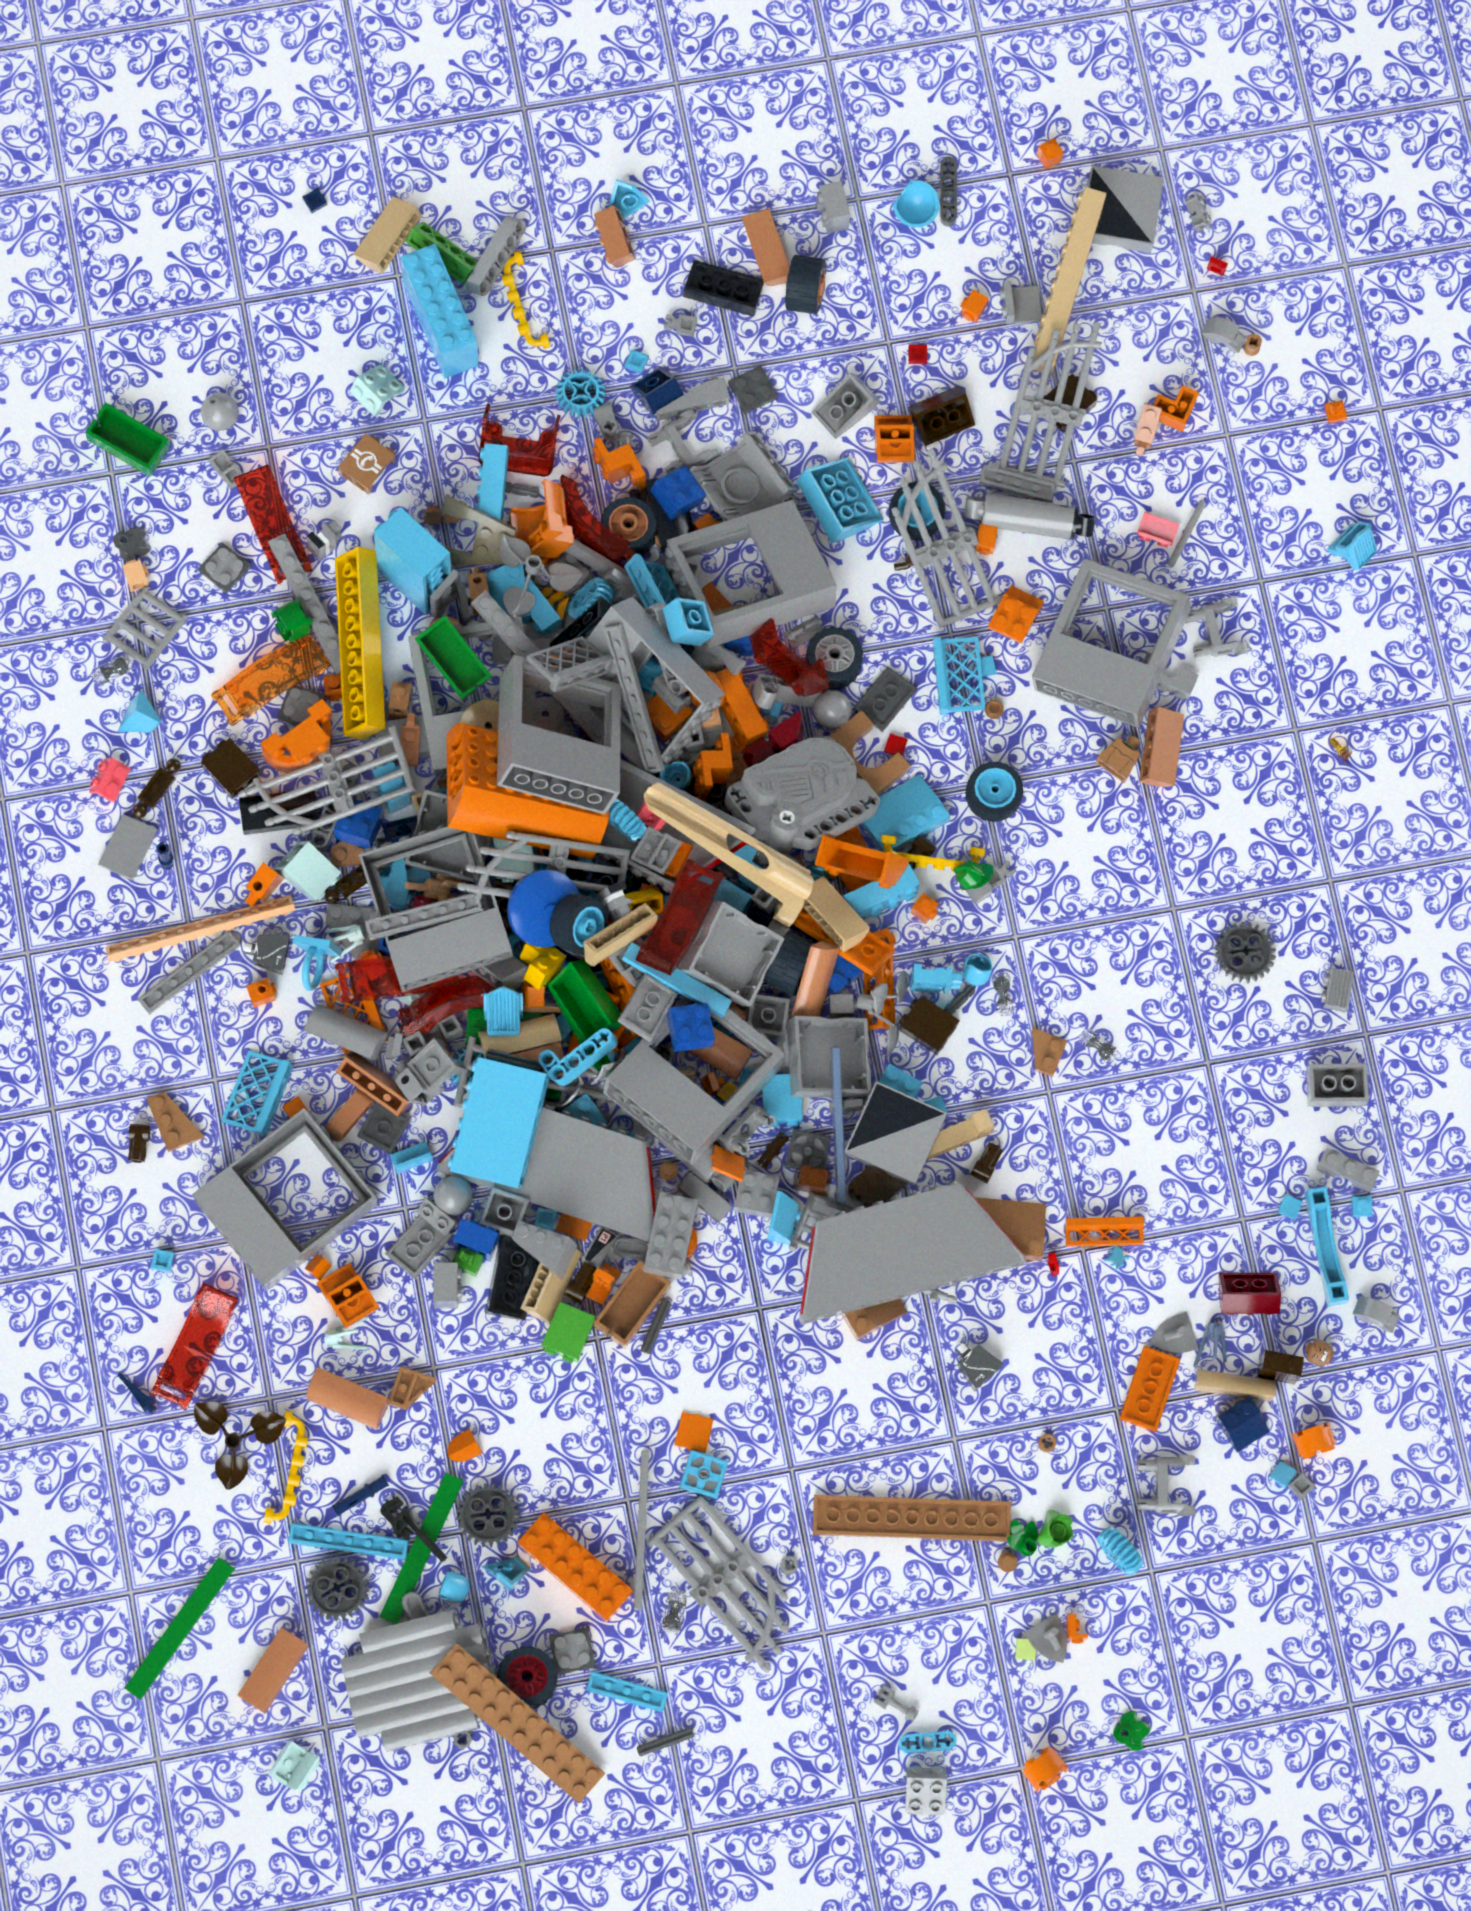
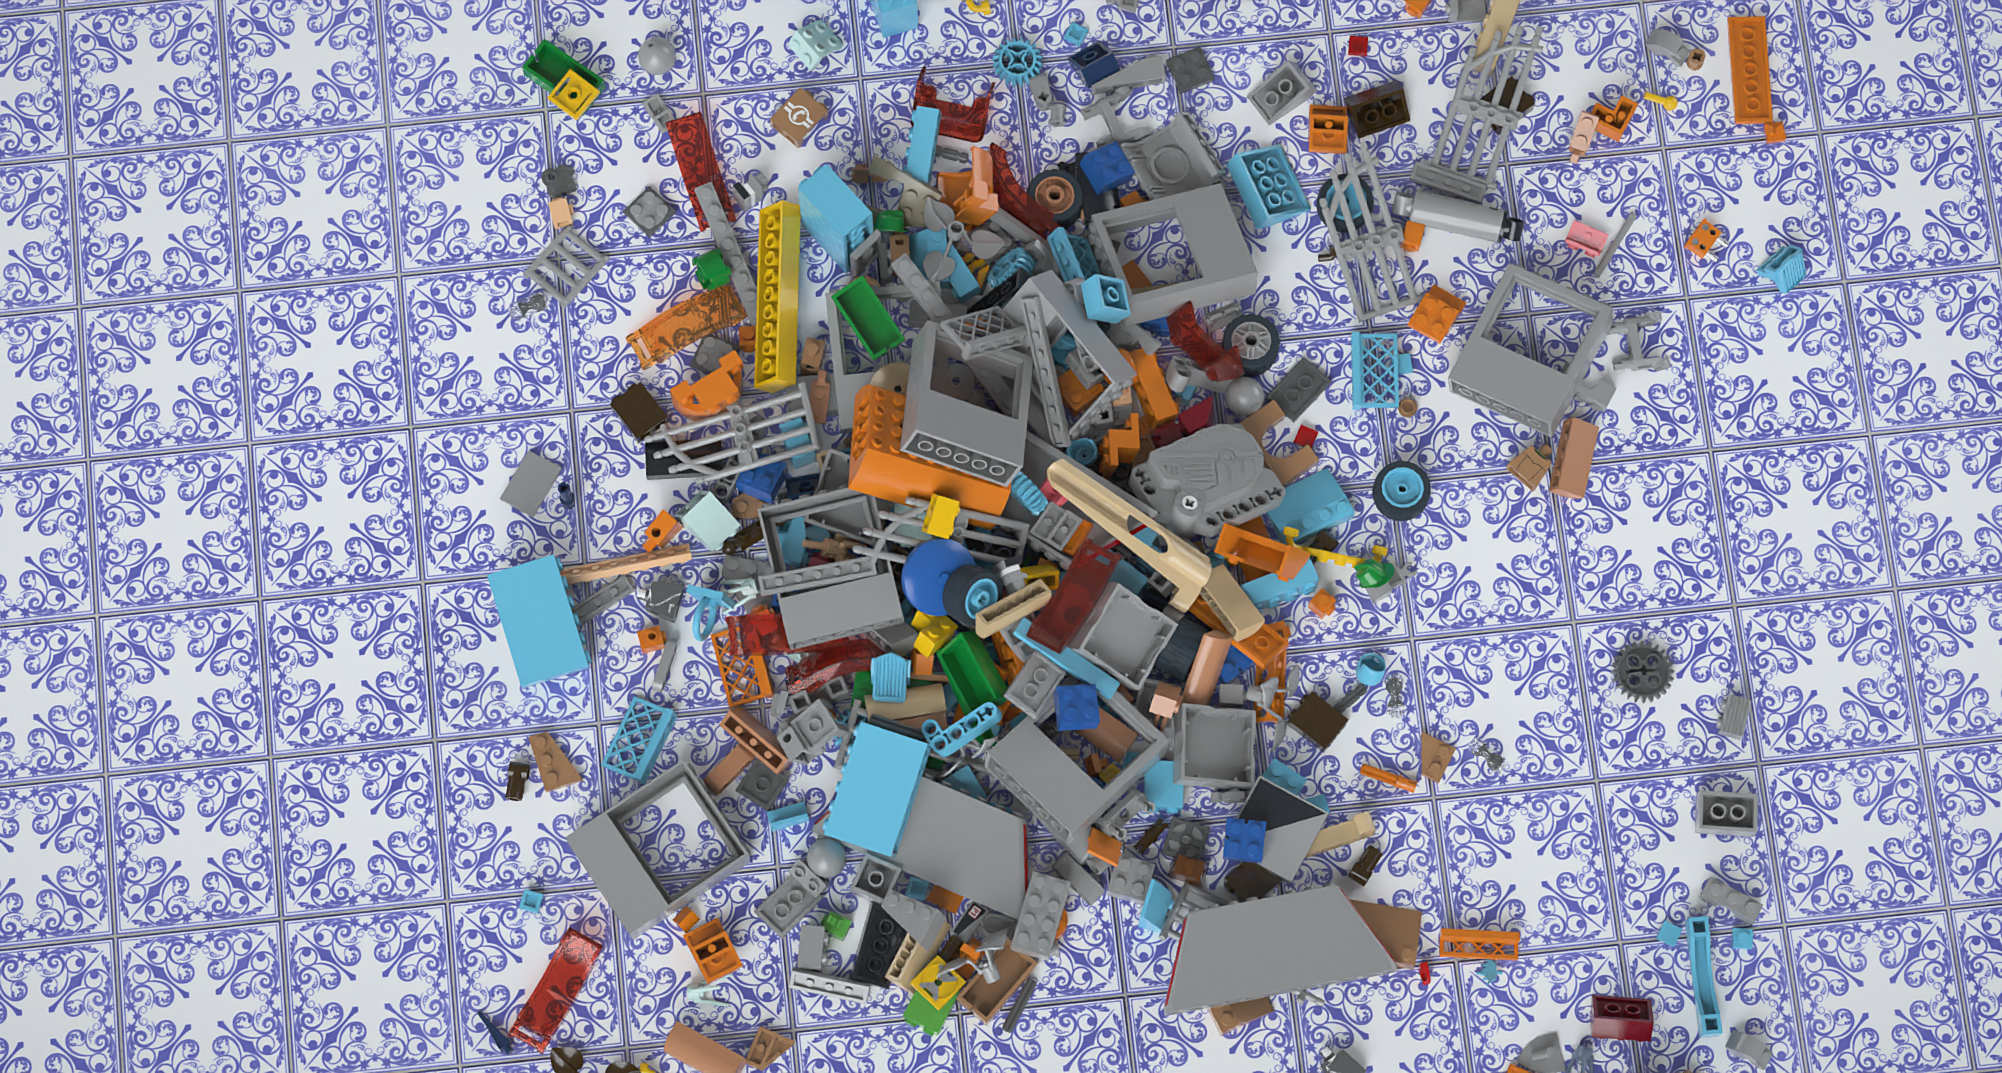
camera: 10 degrees right, 0 degrees up
(109, 779) = (518, 414): coral bracket -> none
(139, 716) = (553, 353): medium azure slope -> none
(142, 446) = (574, 84): none -> yellow piece
(148, 982) = (539, 621): none -> medium azure brick
(156, 788) = (564, 427): dark brown plate -> none
(277, 1016) = (665, 664): none -> light grey beam
(294, 1106) = (675, 756): orange tile -> none
(346, 1031) = (732, 685): light grey brick -> none
(466, 1321) = (829, 985): none -> plate
(467, 560) = (890, 221): none -> green piece
(476, 1238) = (846, 903): blue brick -> none
(542, 848) = (940, 516): none -> yellow brick
(579, 1319) = (941, 993): none -> yellow piece
(618, 464) = (1049, 135): orange bracket -> none
(623, 1290) = (989, 968): none -> light grey plant
(668, 1170) = (1044, 849): medium nougat plate -> none
(778, 1016) = (1165, 702): none -> nougat brick
(838, 1124) = (1218, 816): sand blue tile -> none
(867, 1146) = (1244, 840): none -> blue piece
(934, 980) = (1327, 677): medium azure hips -> none
(1004, 1075) = (1390, 778): none -> orange axle
(1229, 389) = (1669, 103): none -> yellow bar
(1273, 522) = (1703, 239): none -> orange piece
(1306, 351) = (1749, 70): none -> orange plate
(1342, 751) = (1756, 476): clear yellow piece -> none

